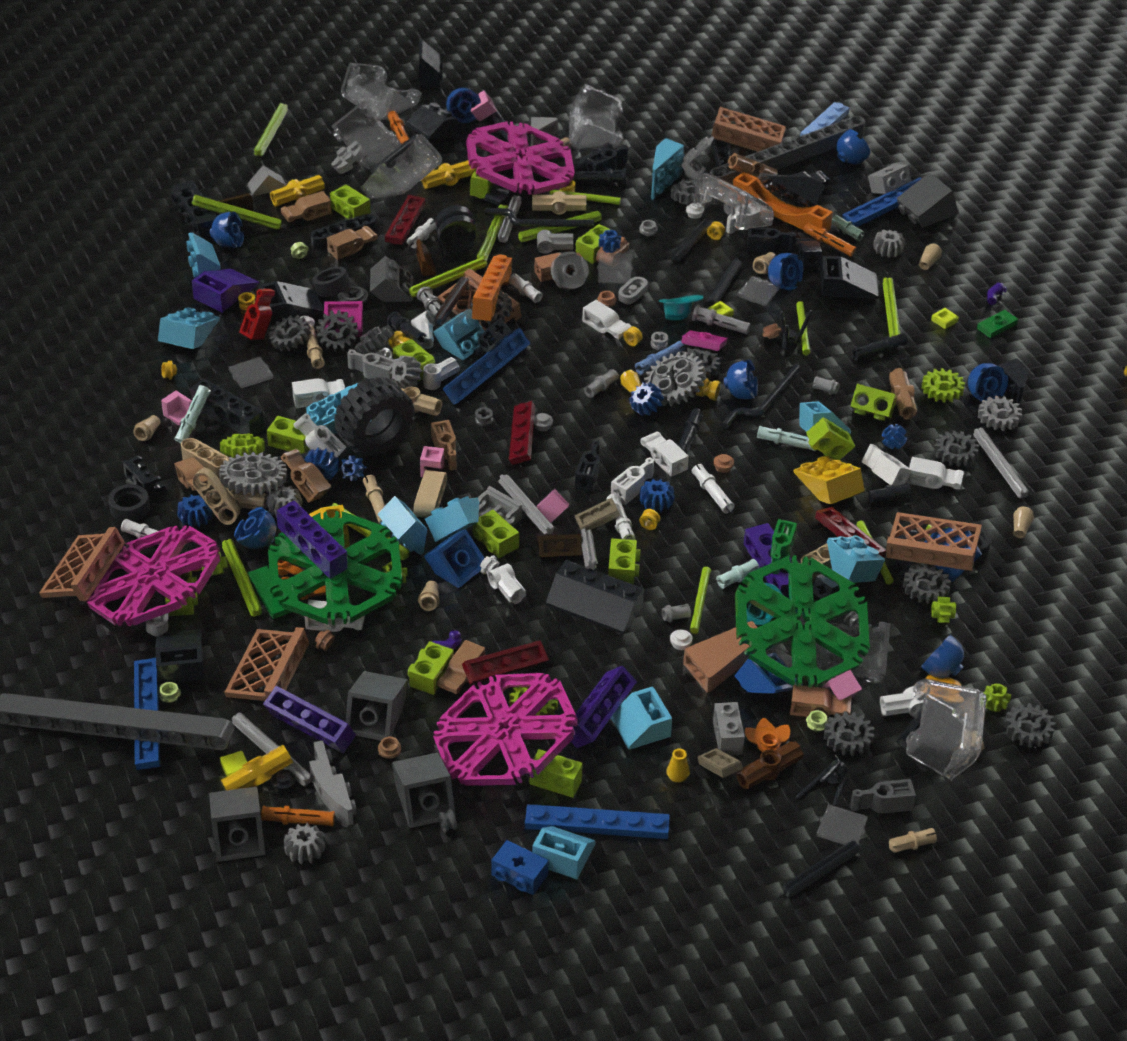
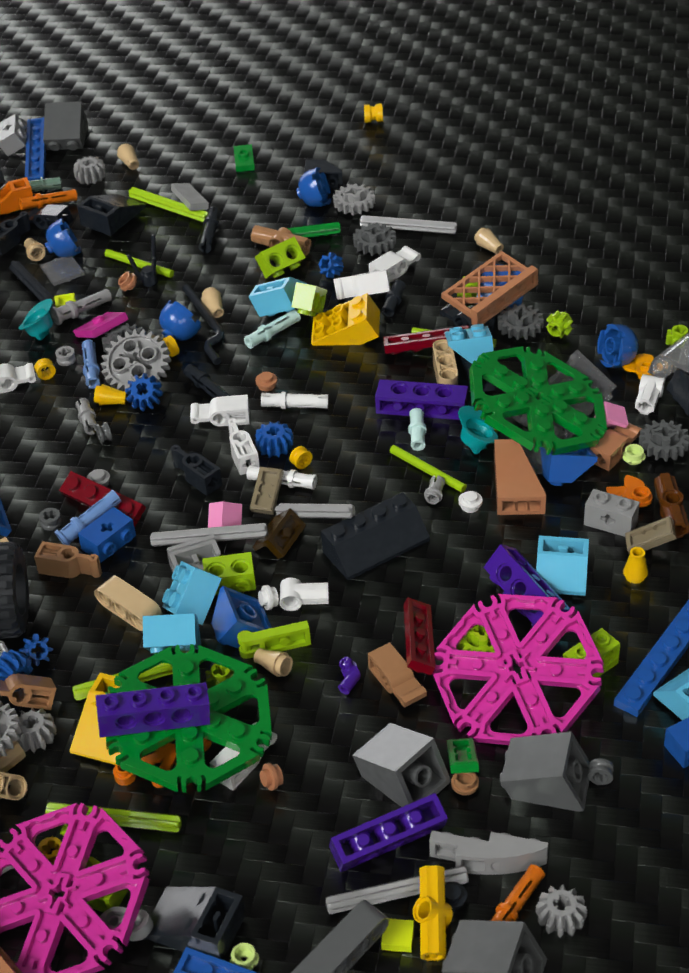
camera: 55 degrees left, 0 degrees up
(257, 530) = (61, 768): blue cylinder -> none
(261, 583) = (156, 799): green tile -> none
(283, 668) = (289, 831): nougat fence -> none
(374, 494) = (87, 649): tan pin -> none
(408, 734) = (462, 755): none -> green plate
(429, 667) = (378, 699): lime brick -> none
(431, 458) = (82, 579): bright pink panel -> none
(450, 586) = (274, 639): none -> lime plate
(484, 432) = (70, 531): none -> medium blue pin
(487, 451) = (107, 534): none -> blue brick
(590, 400) = (103, 432): none -> dark grey bush
(622, 560) = (341, 491): lime brick -> none
(782, 542) = (422, 378): green piece -> none
(790, 389) = (212, 300): none -> tan cone
(826, 385) = (226, 279): light grey pin -> none
(908, 315) = (189, 196): none -> light grey tile
(936, 408) = (317, 230): none -> green axle
(943, 385) = (292, 214): lime gear -> none
(944, 318) = (208, 182): neon yellow tile -> none
(992, 293) = (205, 143): dark purple arm -> none

